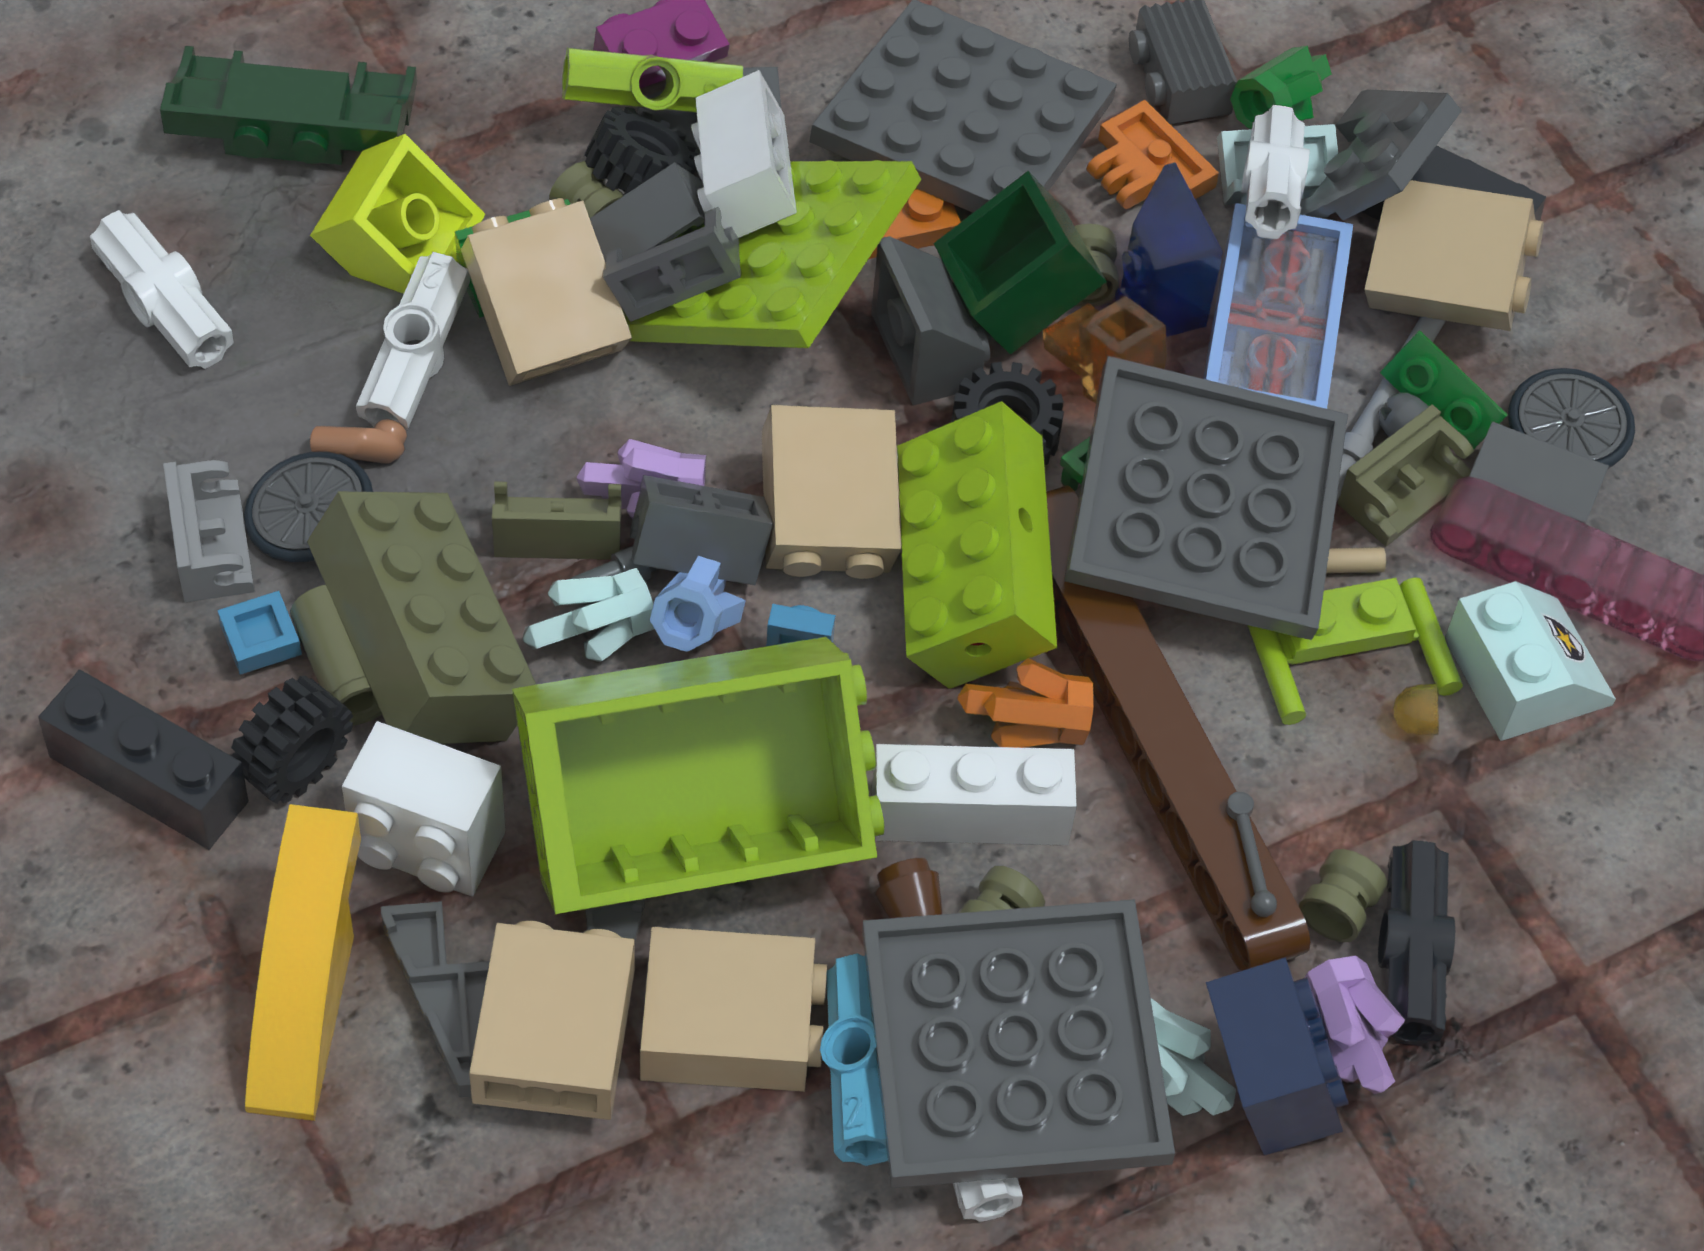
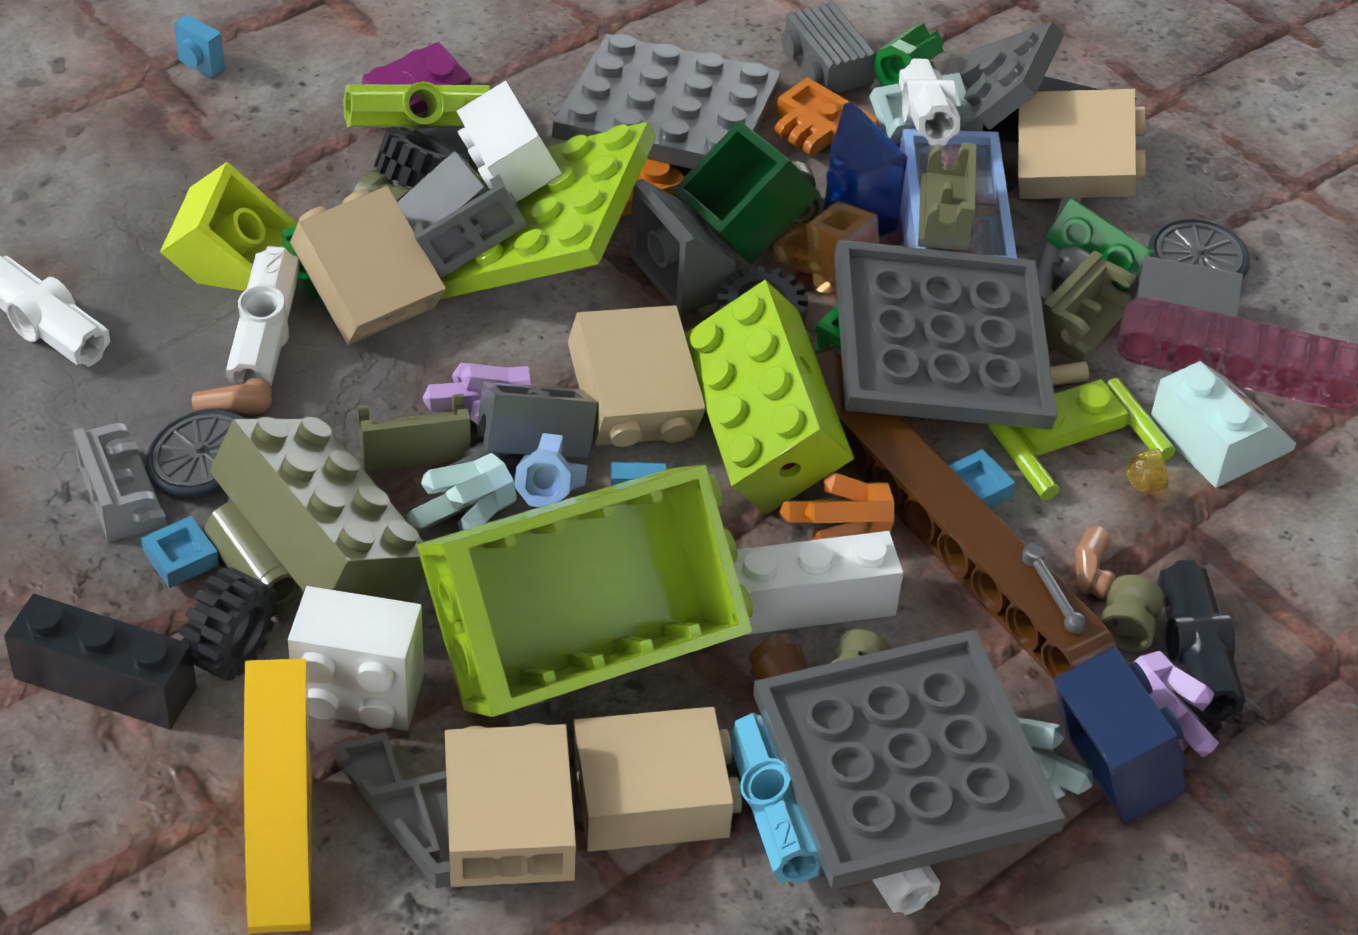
camera: 10 degrees left, 10 degrees down
(285, 109) = (117, 166): dark green bracket -> none
(1212, 689) = (984, 478): none -> dark azure plate
(1257, 318) = (948, 200): none -> olive hinge
(1312, 813) = (1087, 562): none -> nougat arm

